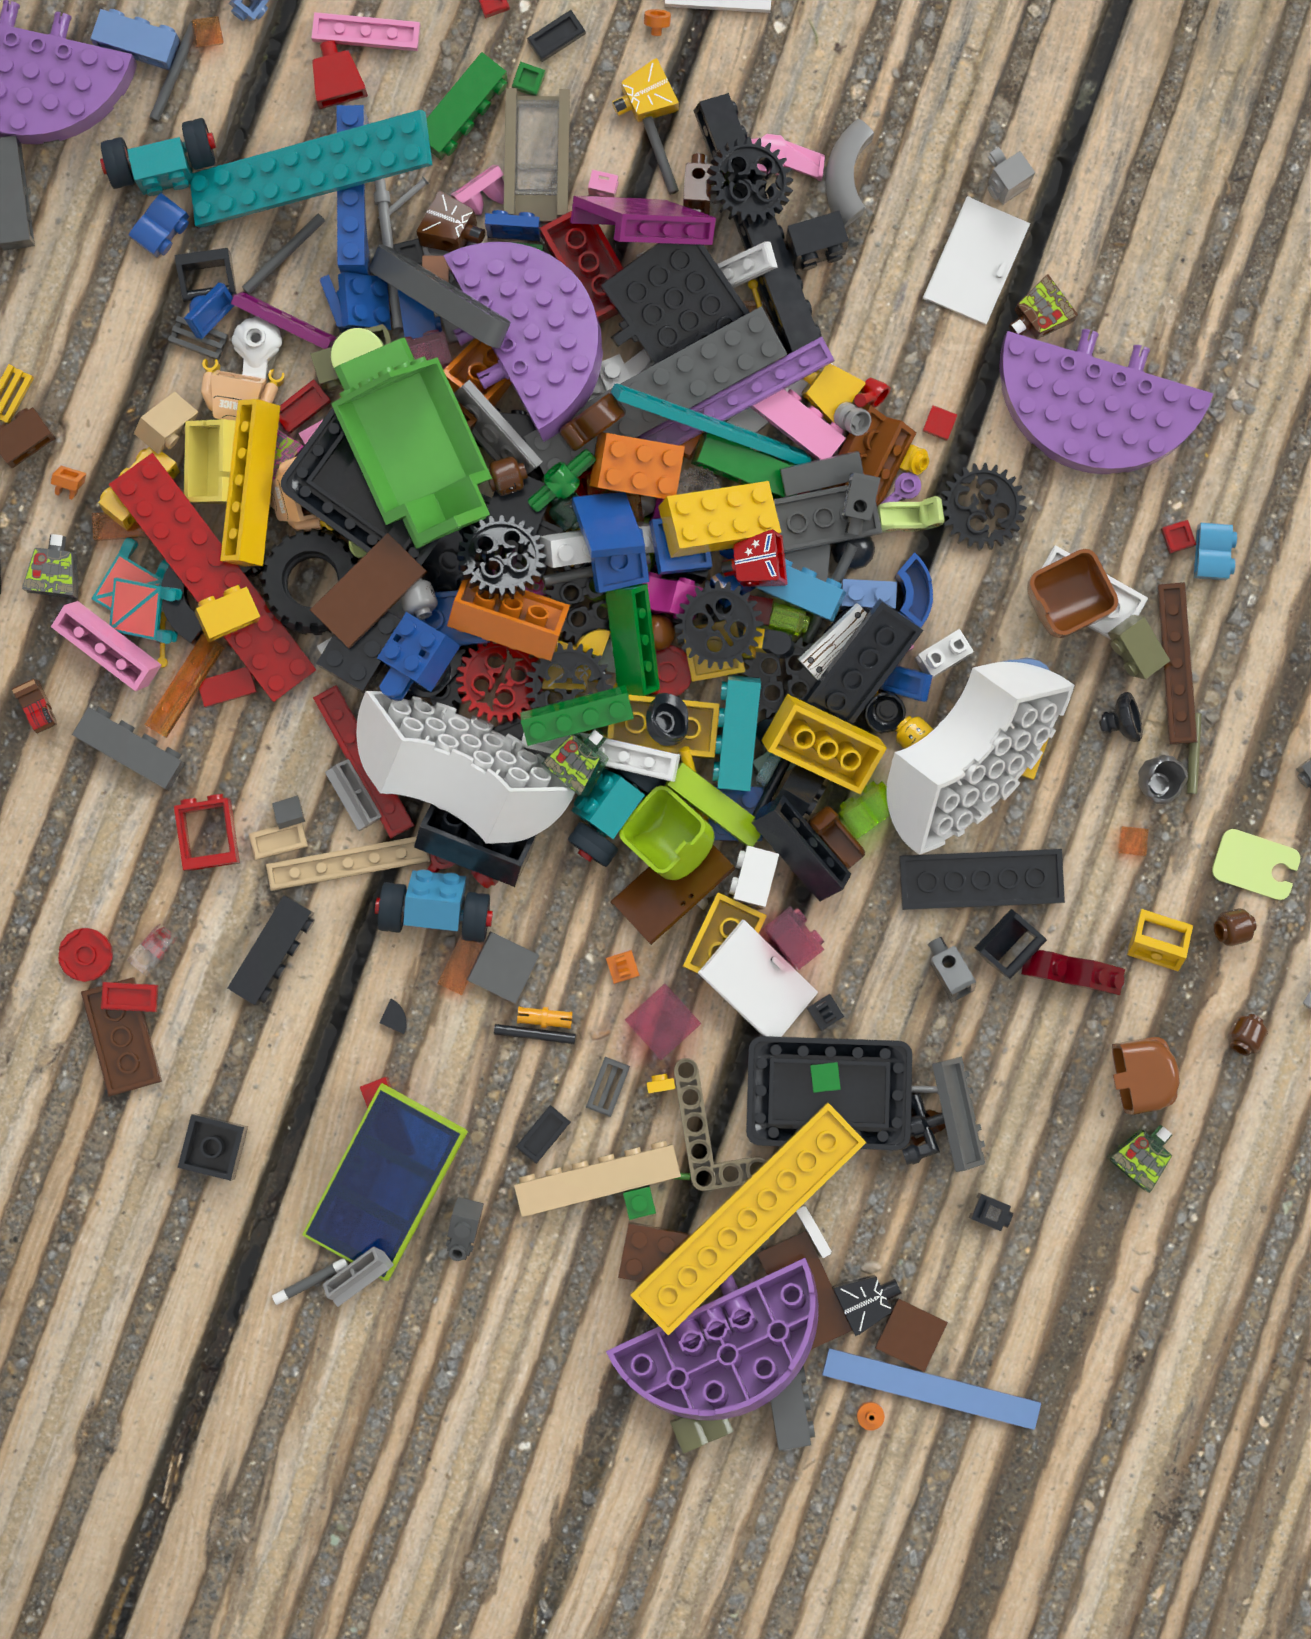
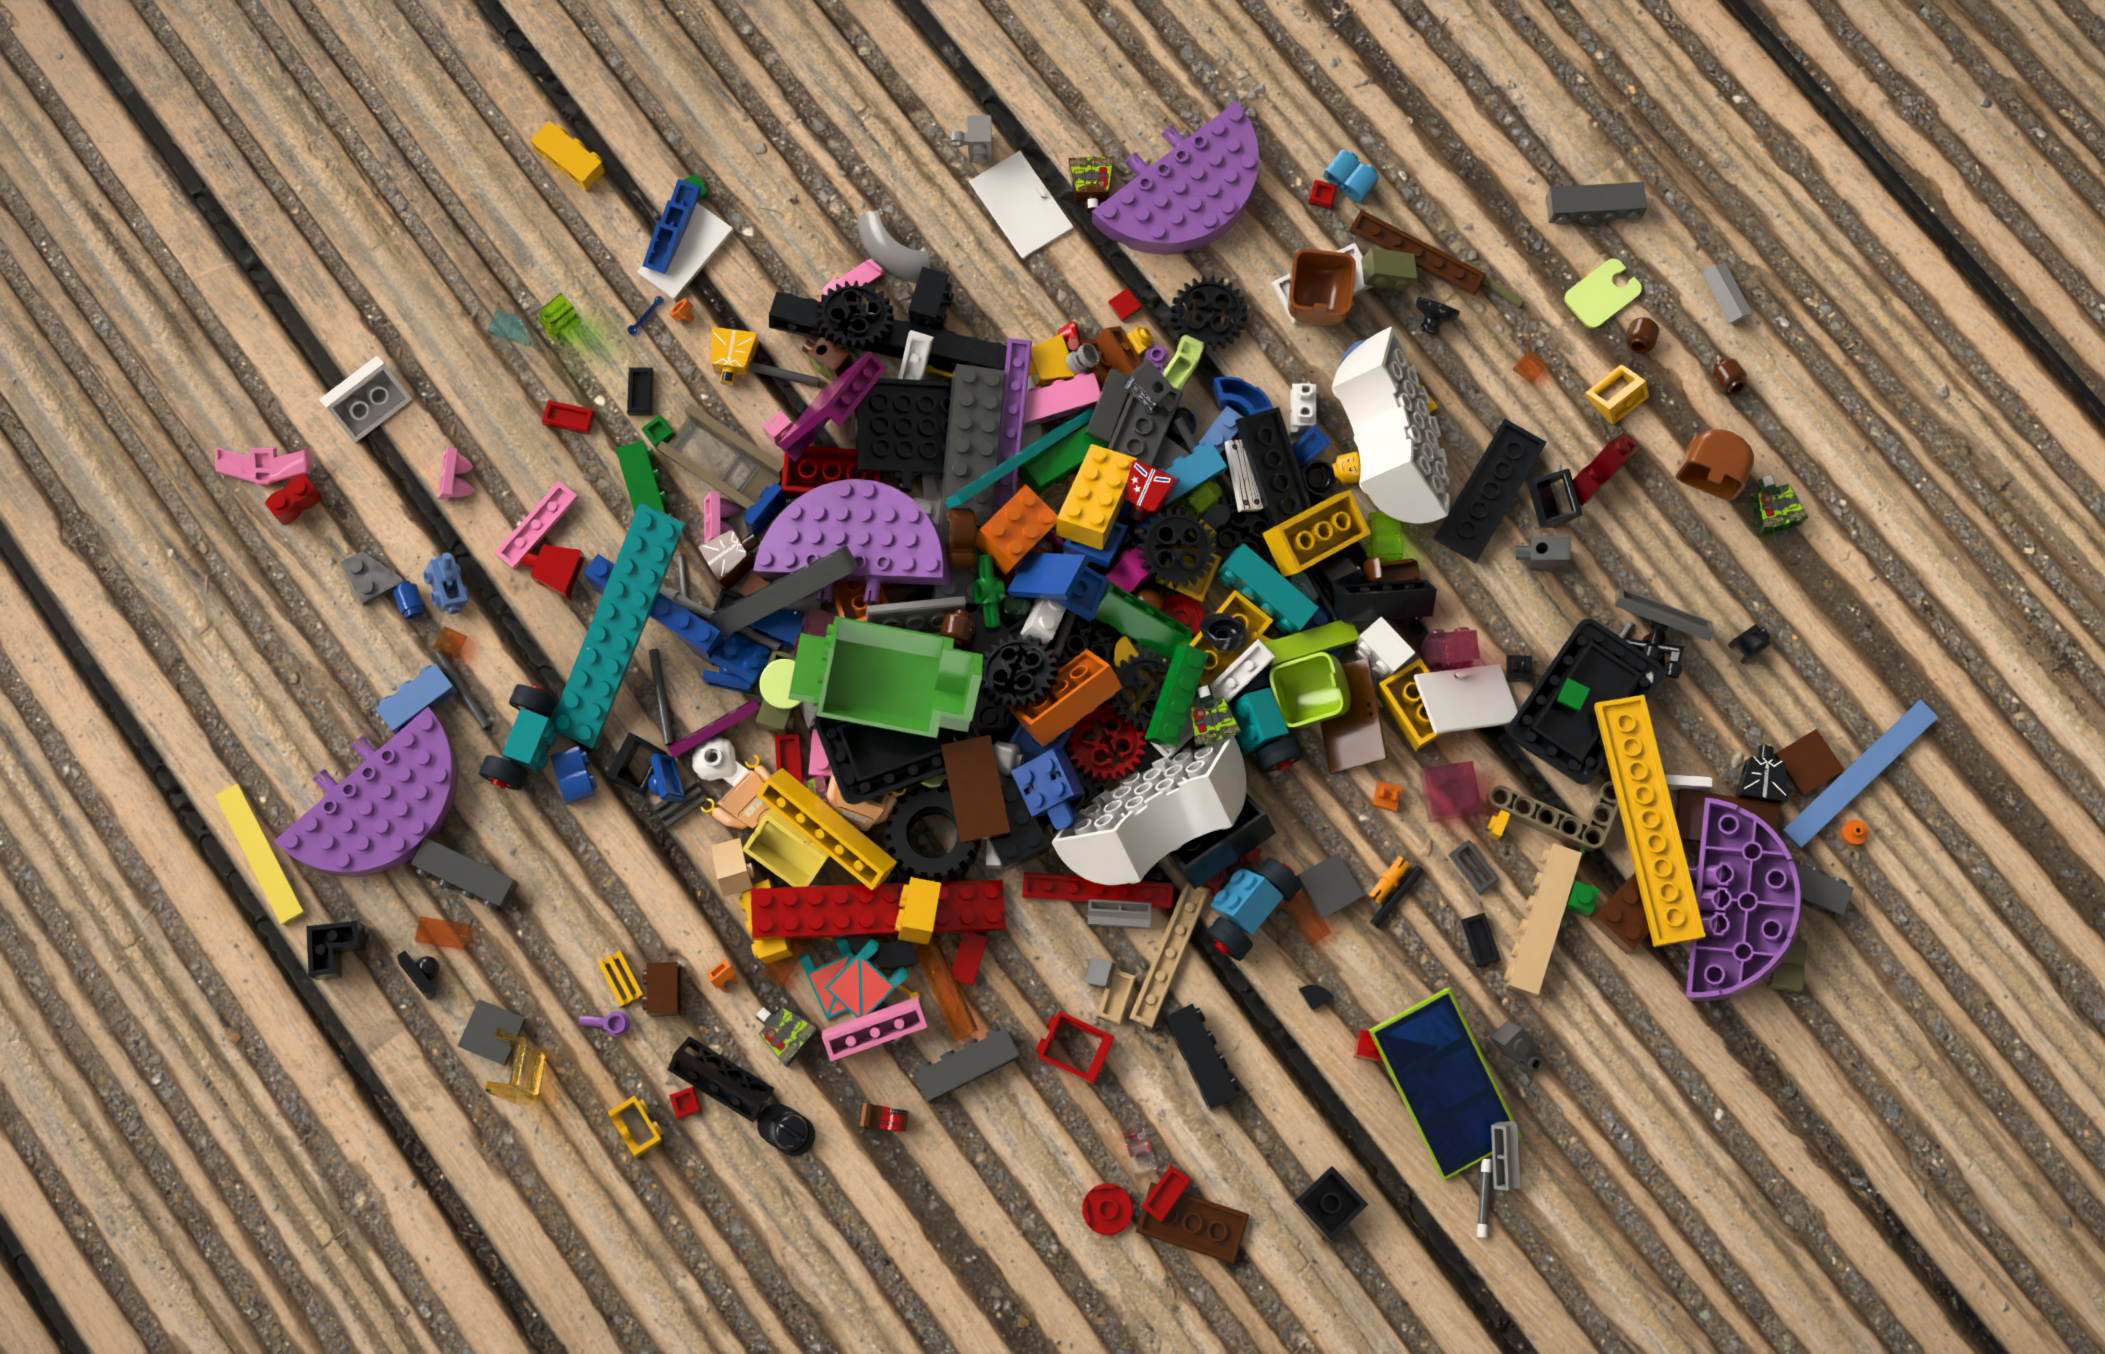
camera: 55 degrees left, 10 degrees down
(1162, 779) = (1498, 314): flat silver hair -> none

